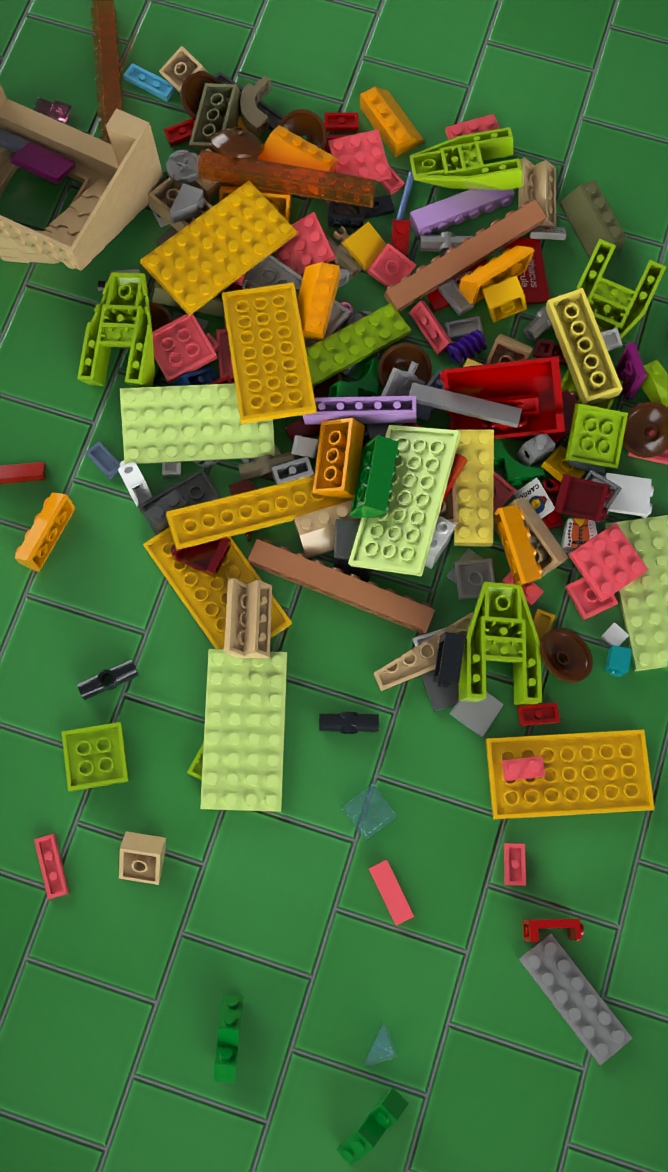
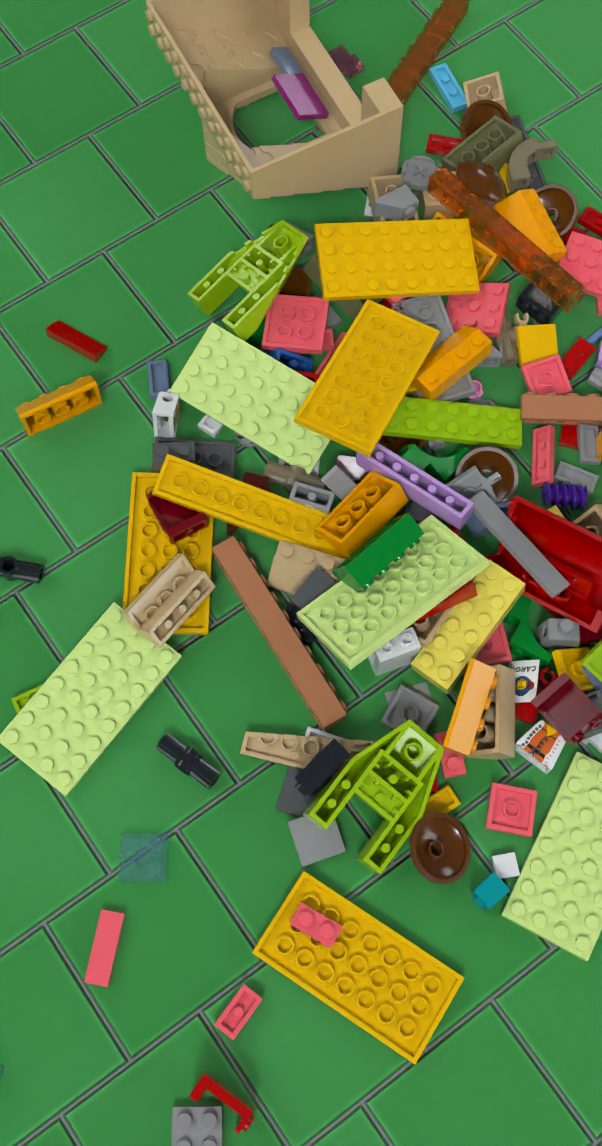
camera: 35 degrees right, 5 degrees down
(382, 206) = (576, 319): black plate -> none
(538, 714) = (371, 885): red plate -> none
(608, 562) = (549, 789): coral plate -> none

